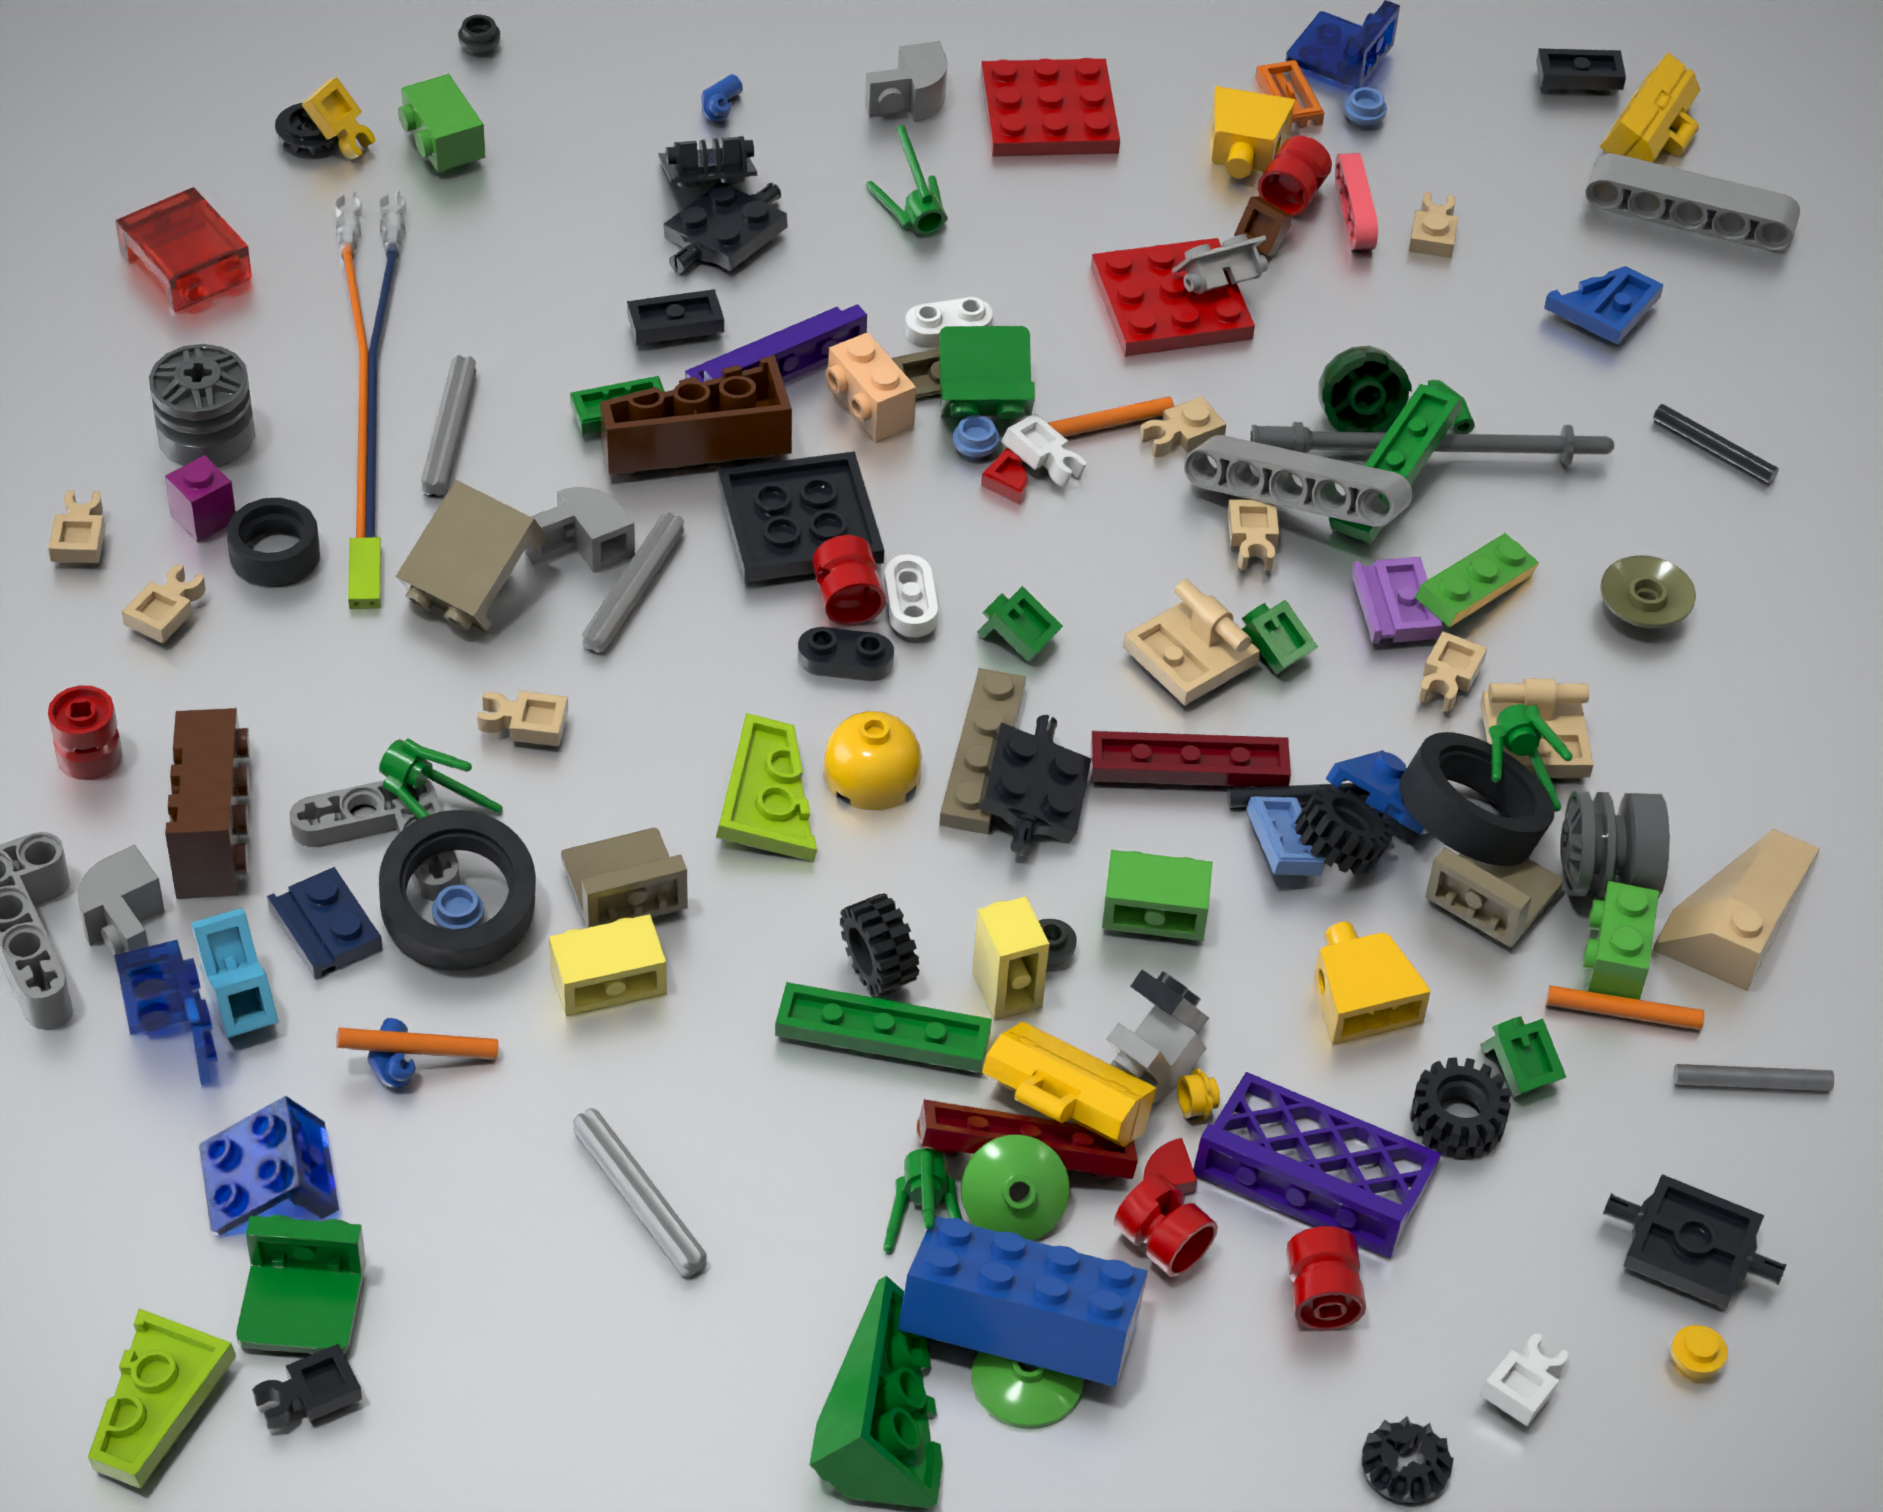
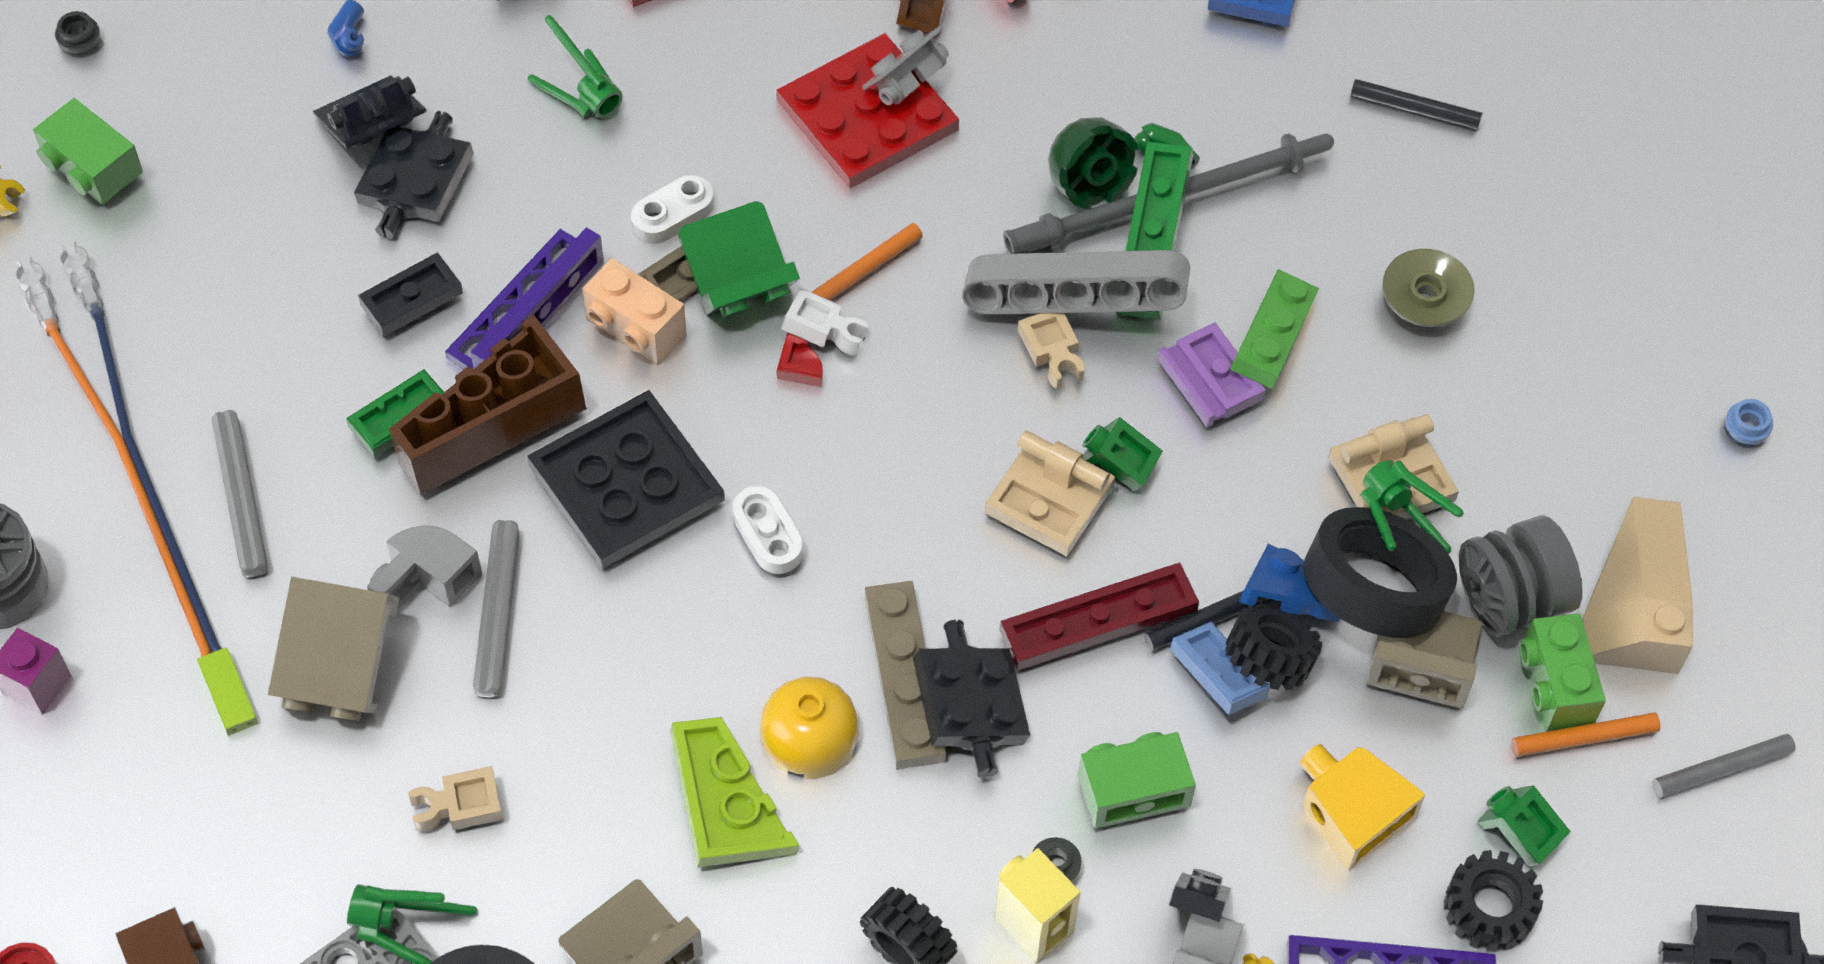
camera: 20 degrees left, 10 degrees up
(162, 610) = (43, 810): tan plate -> none
(274, 567) = (107, 662): black tyre -> none
(845, 654) = (733, 616): black plate -> none
(848, 580) = (708, 543): red wheel -> none
(976, 436) = (753, 330): medium blue plate -> none
(1020, 622) = (882, 523): green bracket -> none
(1183, 425) = (941, 247): tan plate -> none
(1451, 667) = (1291, 429): tan plate -> none

